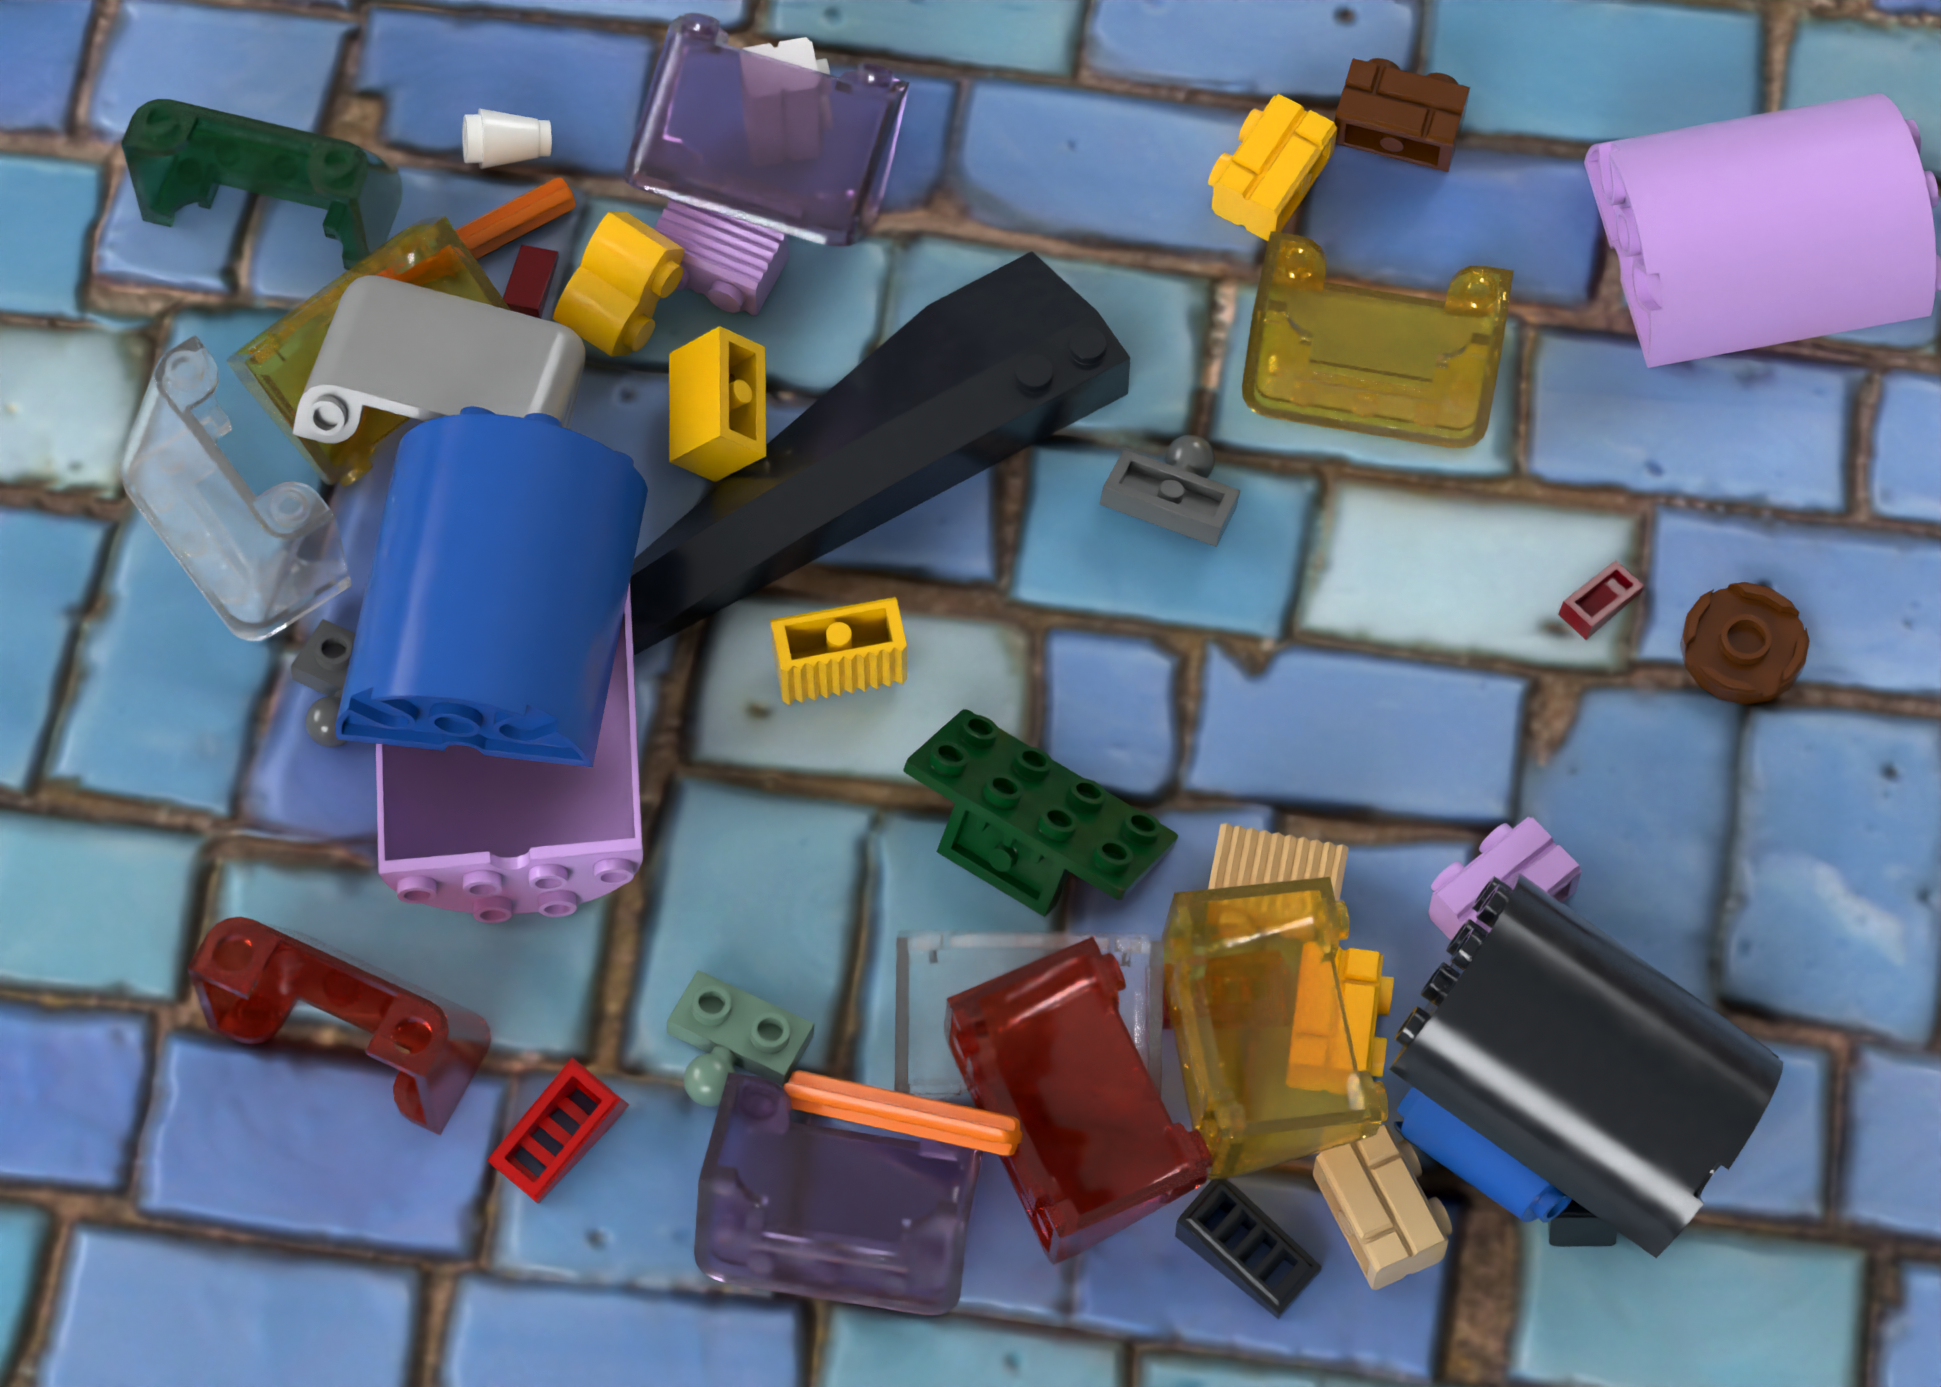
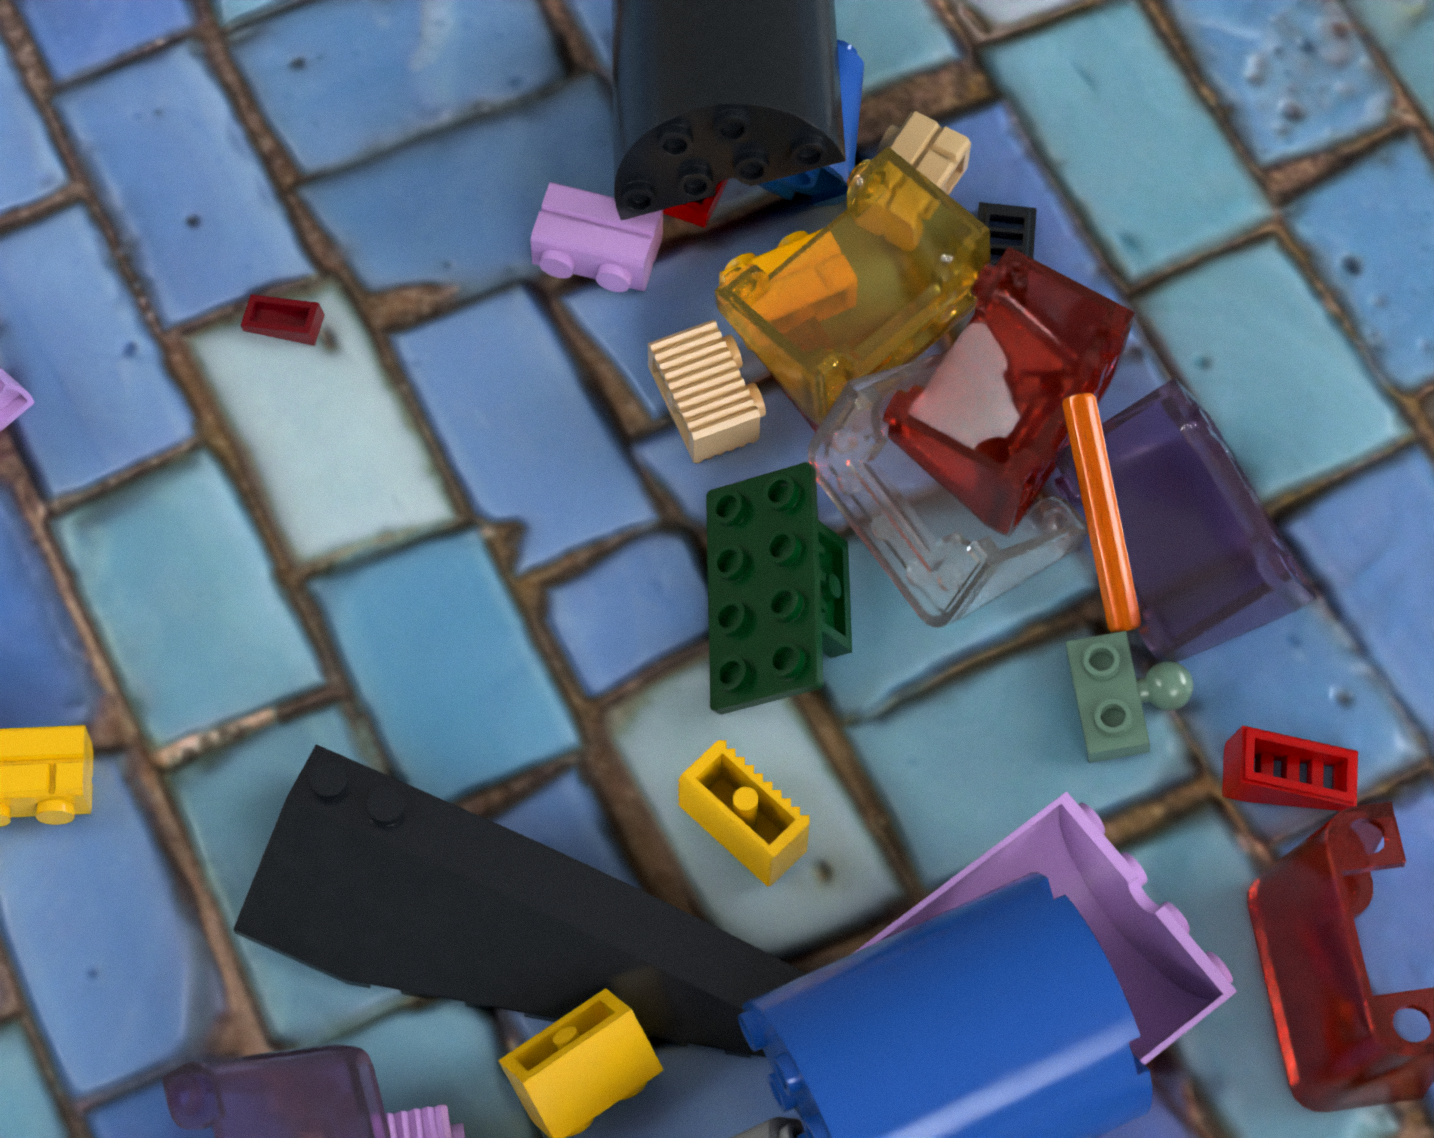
camera: 125 degrees left, 0 degrees up
(1173, 492) = (409, 667): dark grey plate -> none
(1374, 355) = (154, 584): clear yellow windscreen -> none
(1744, 643) = (255, 203): reddish brown tile -> none

